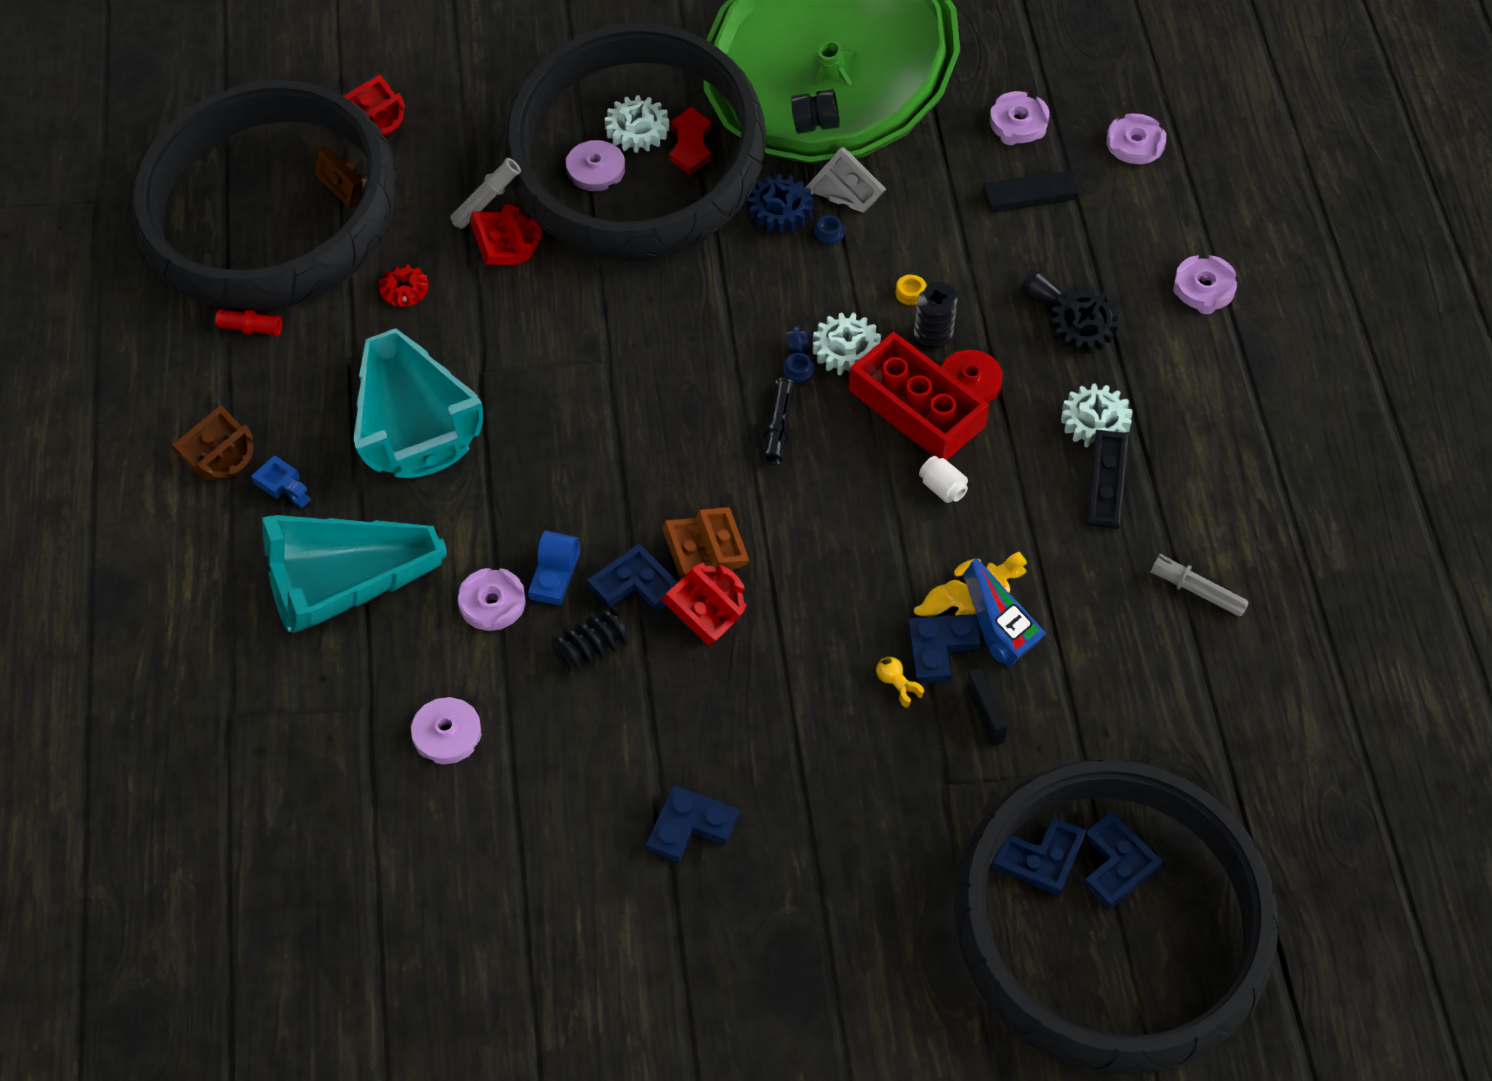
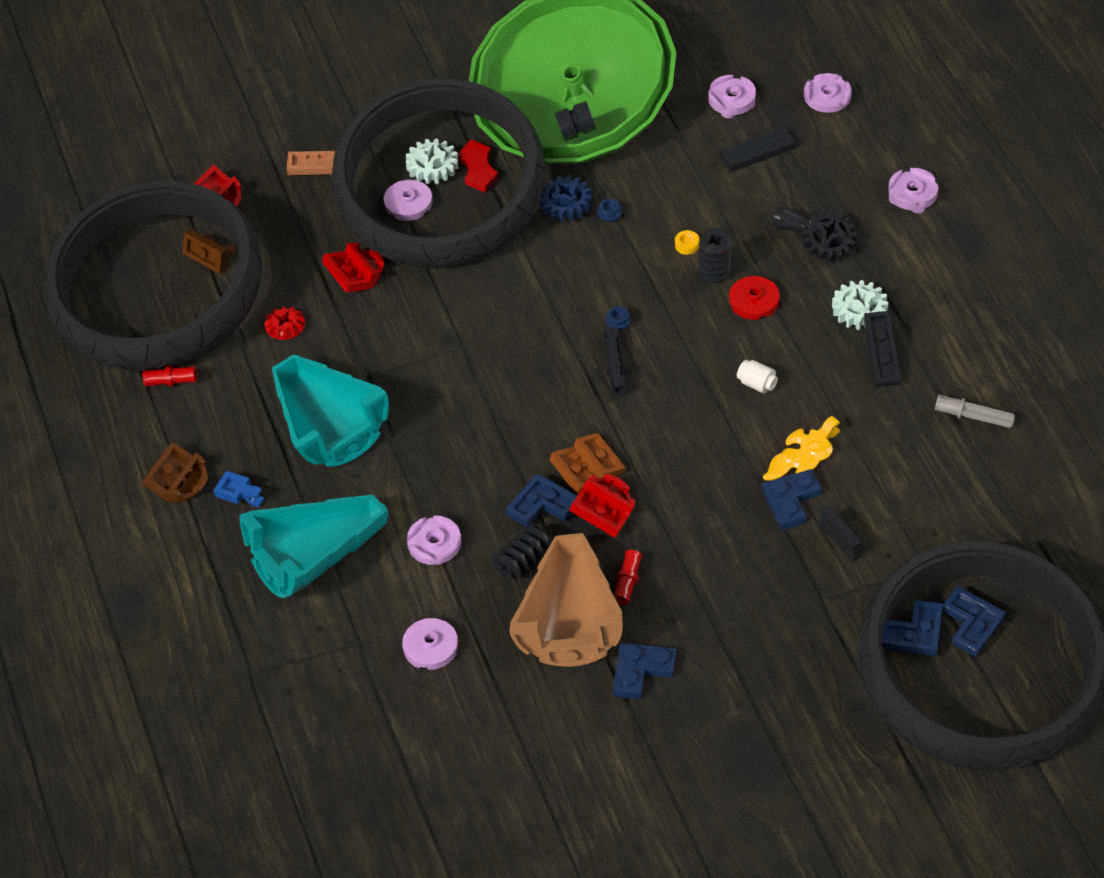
camera: 10 degrees left, 5 degrees down
(486, 192) = (331, 237): light grey axle -> none
(491, 94) = (310, 162): none -> nougat plate
(555, 567) = (475, 506): blue plate -> none
(619, 726) = (568, 607): none -> medium nougat cone
(708, 702) = (627, 577): none -> red pin
(798, 340) = (612, 297): dark blue plate -> none
(844, 341) = (650, 292): light aqua gear -> none
(847, 182) = (613, 171): light grey wing -> none
(893, 674) = (759, 524): yellow arm -> none
(918, 397) = (719, 319): red brick -> none
(1003, 621) = (834, 467): blue slope -> none

